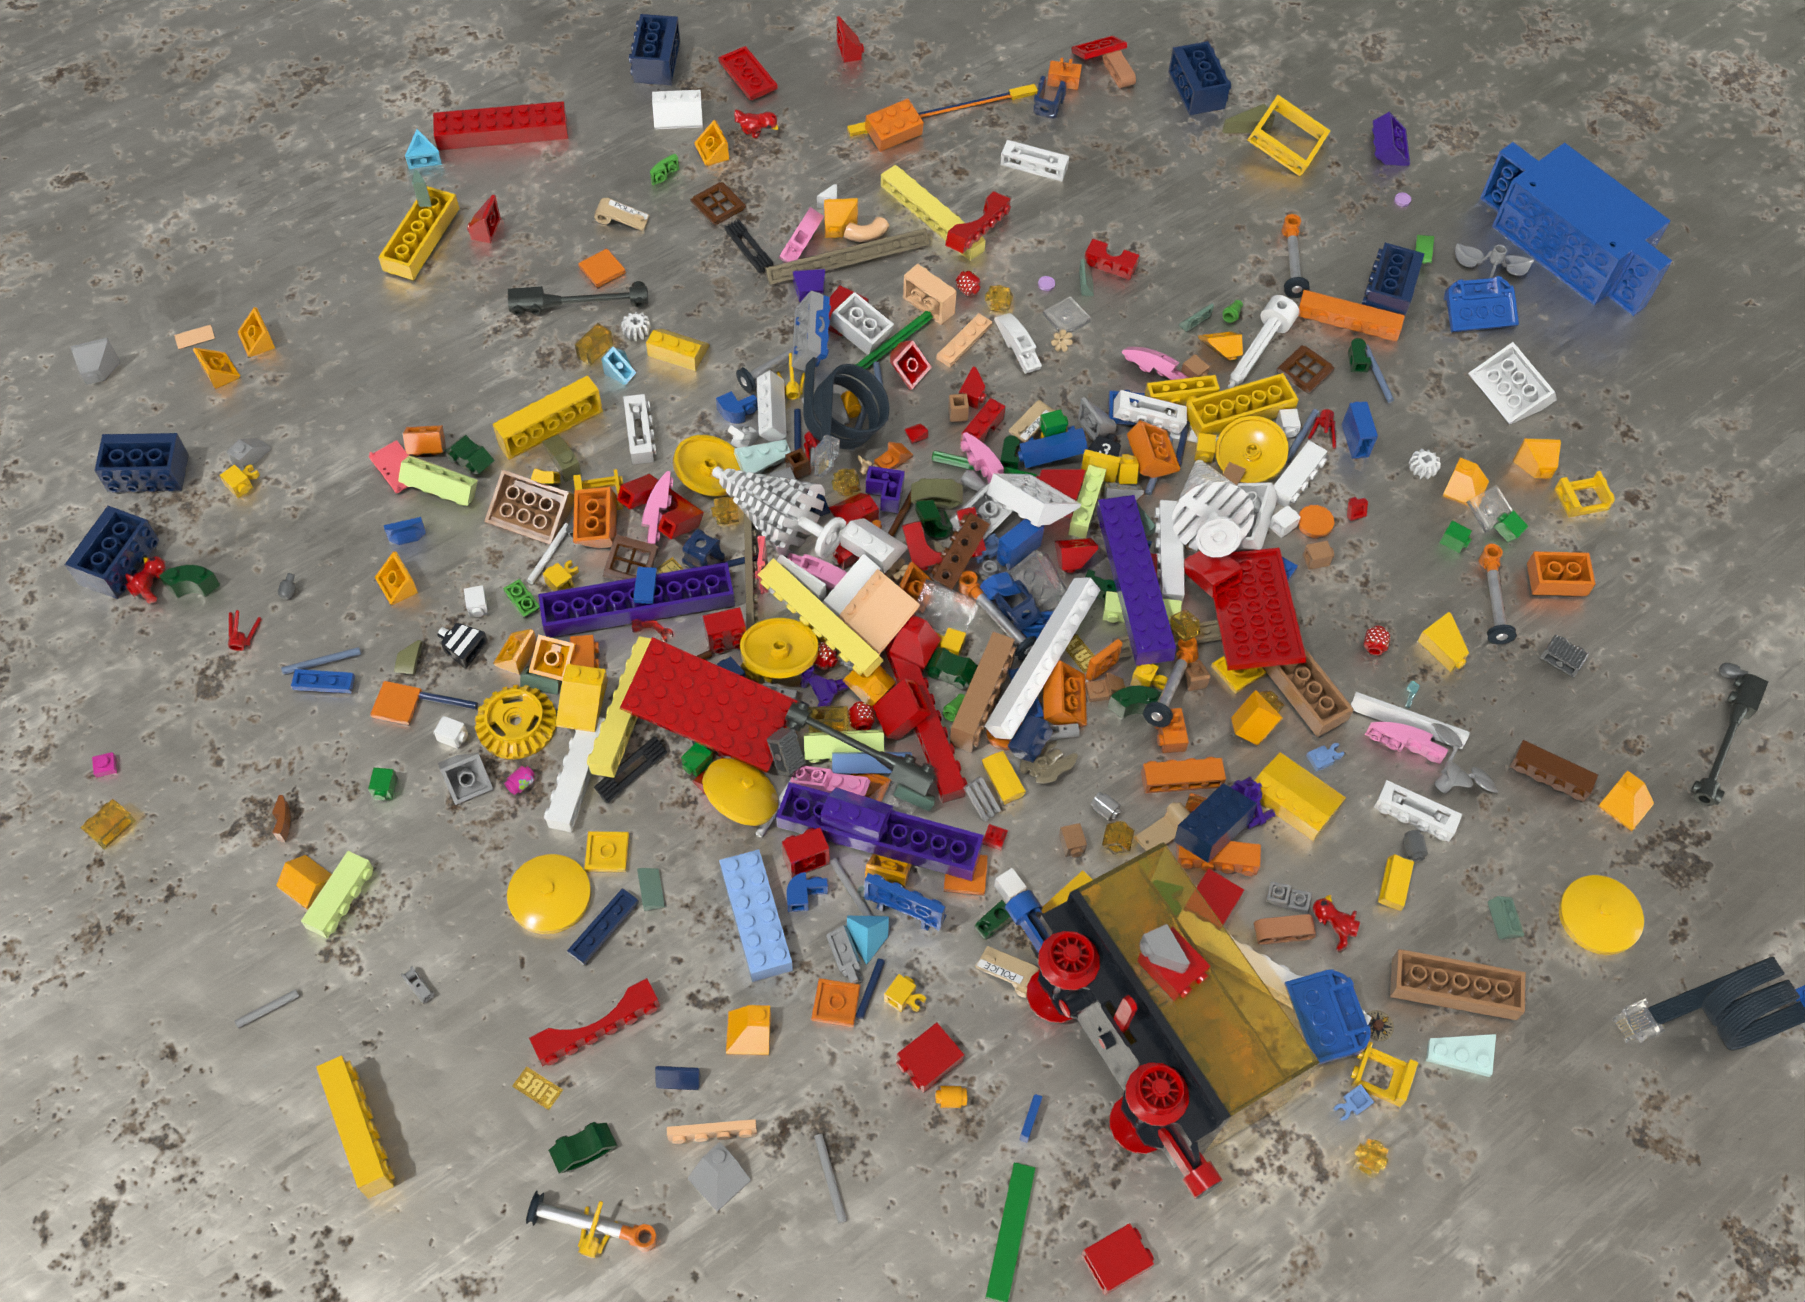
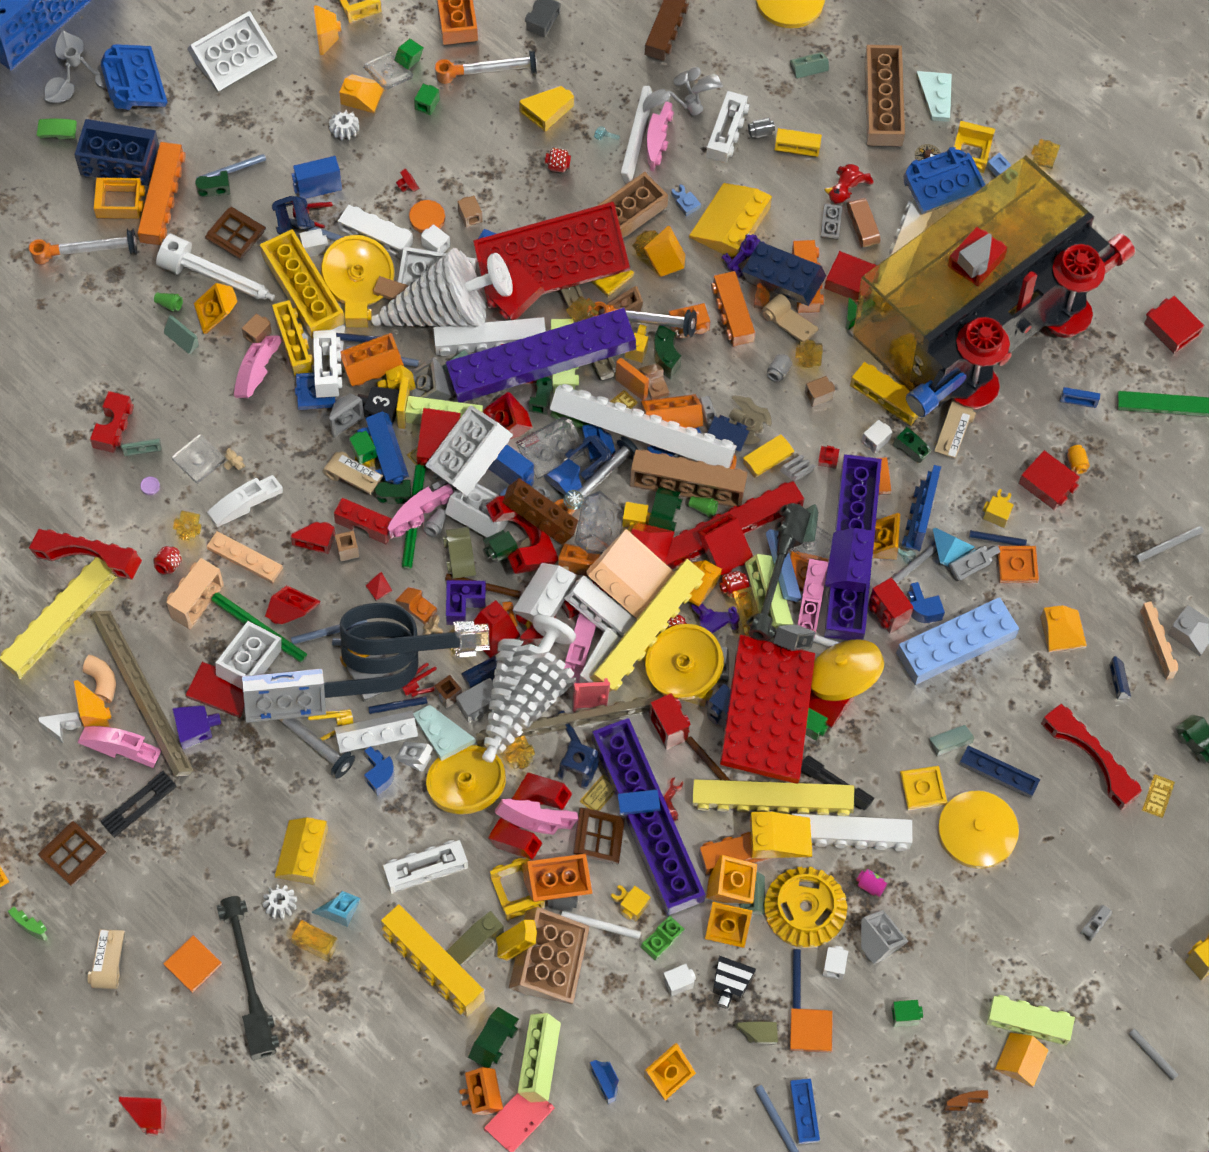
camera: 100 degrees left, 5 degrees up
(973, 586) = (573, 499): none -> clear light blue tile
(1314, 402) = (283, 219): none -> dark blue piece
(1355, 273) = (118, 185): none -> light orange window

